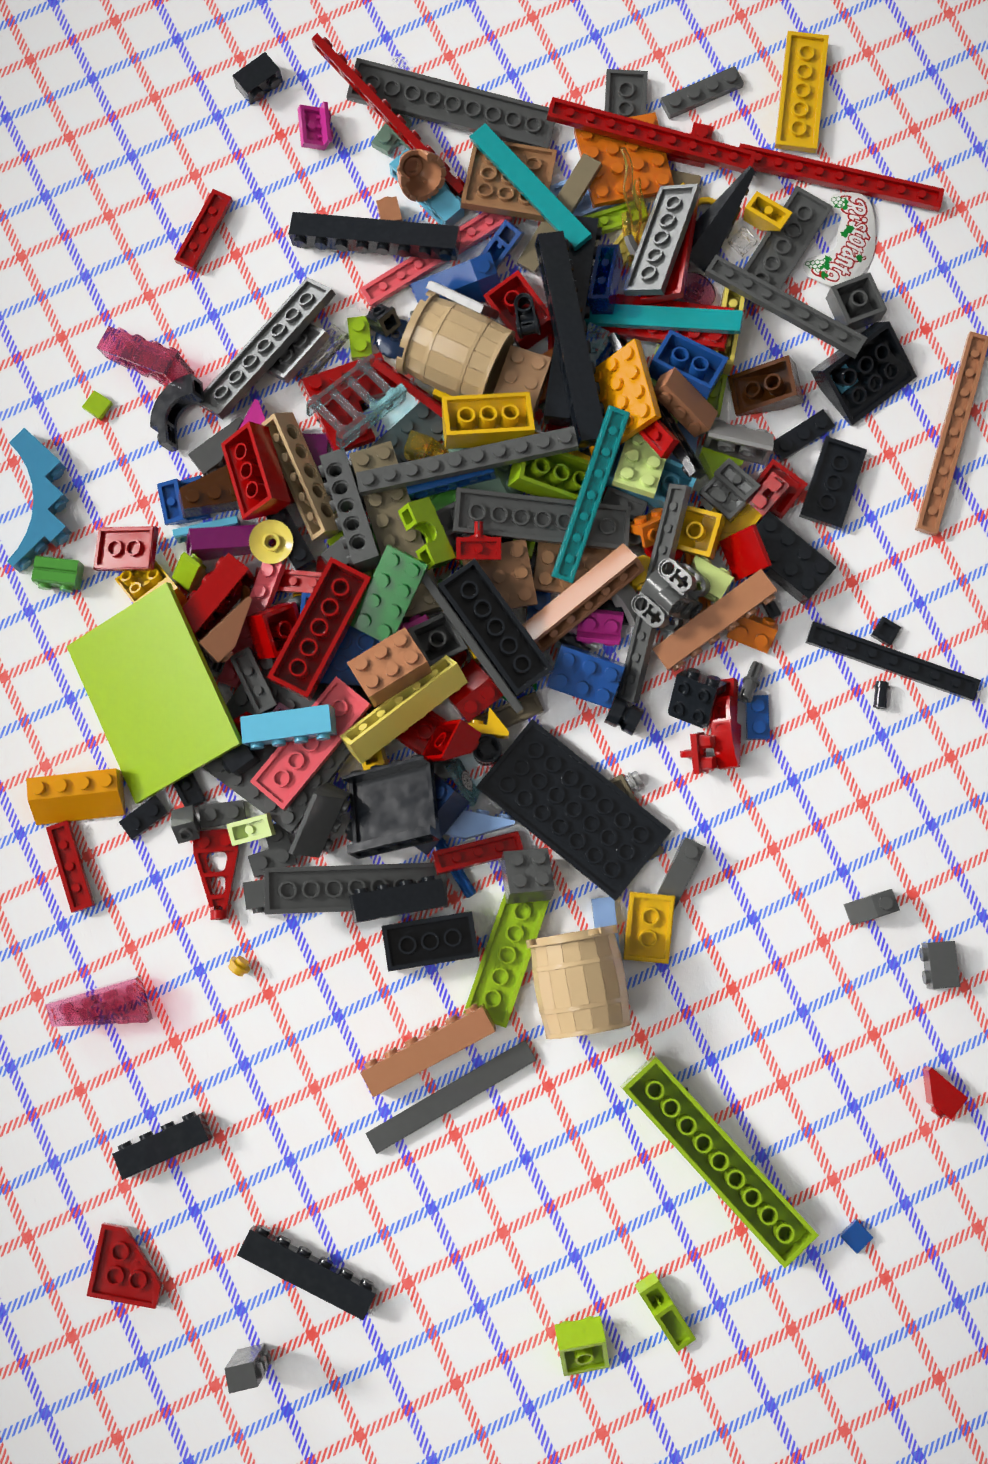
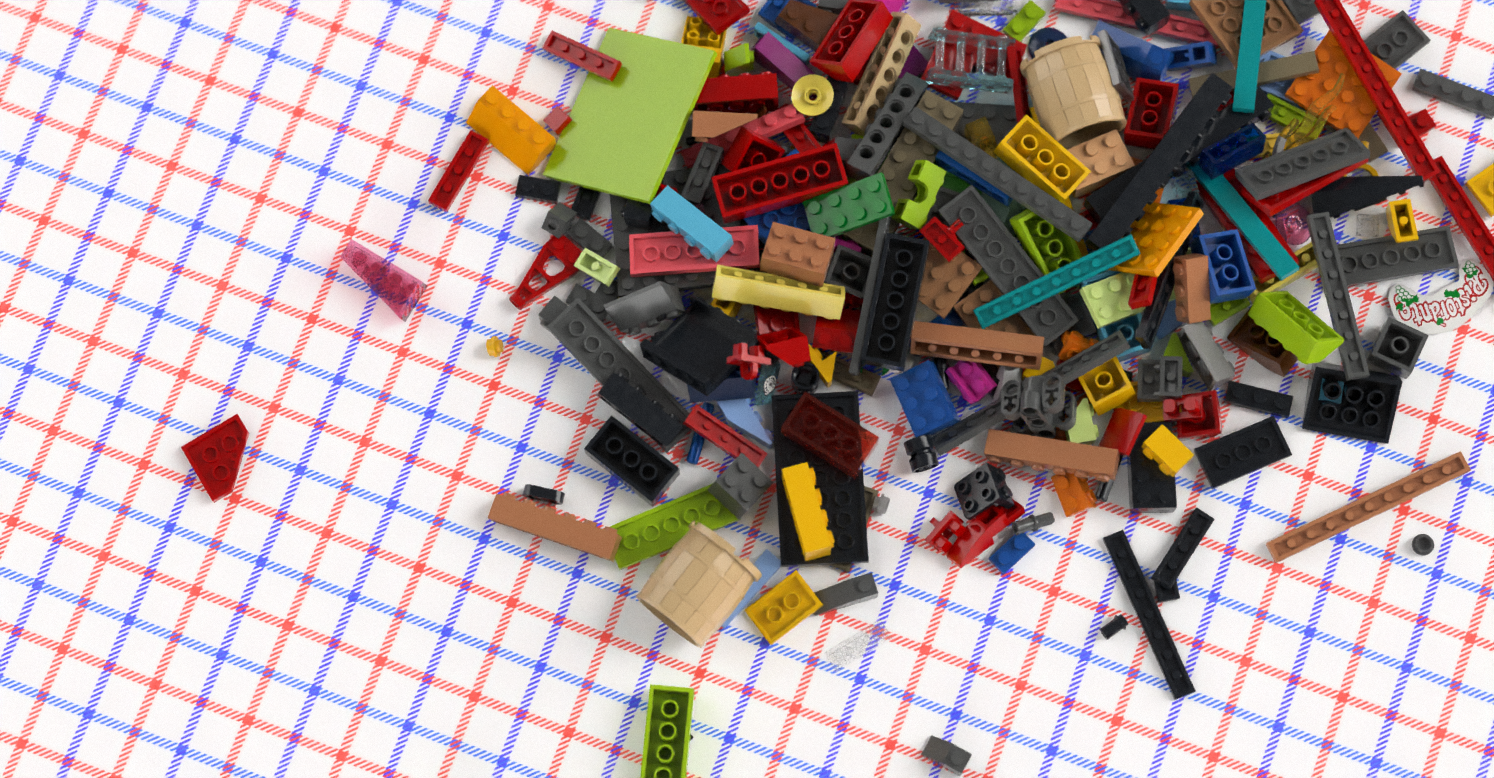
camera: 50 degrees right, 5 degrees down
(70, 687) = (582, 56): none -> red plate
(103, 752) = (557, 120): none -> tile
(163, 1145) = (326, 406): black brick -> none
(247, 1368) = (230, 594): dark grey brick -> none
(307, 1271) = (328, 583): black brick -> none
(379, 315) = (1052, 20): black brick -> none
(393, 1033) = (543, 494): none -> black beam
(436, 785) = (744, 360): none -> red hips
(450, 1096) = (536, 574): dark grey tile -> none
(526, 319) = (1143, 123): black piece -> none
(551, 771) = (830, 435): none -> clear red brick
(596, 844) = (806, 511): none -> yellow brick
(727, 897) = (858, 645): none -> clear plate
(781, 357) = (1294, 326): none -> lime slope
(792, 534) = (1167, 451): none -> yellow brick
(866, 591) = (1182, 548): none -> black tile

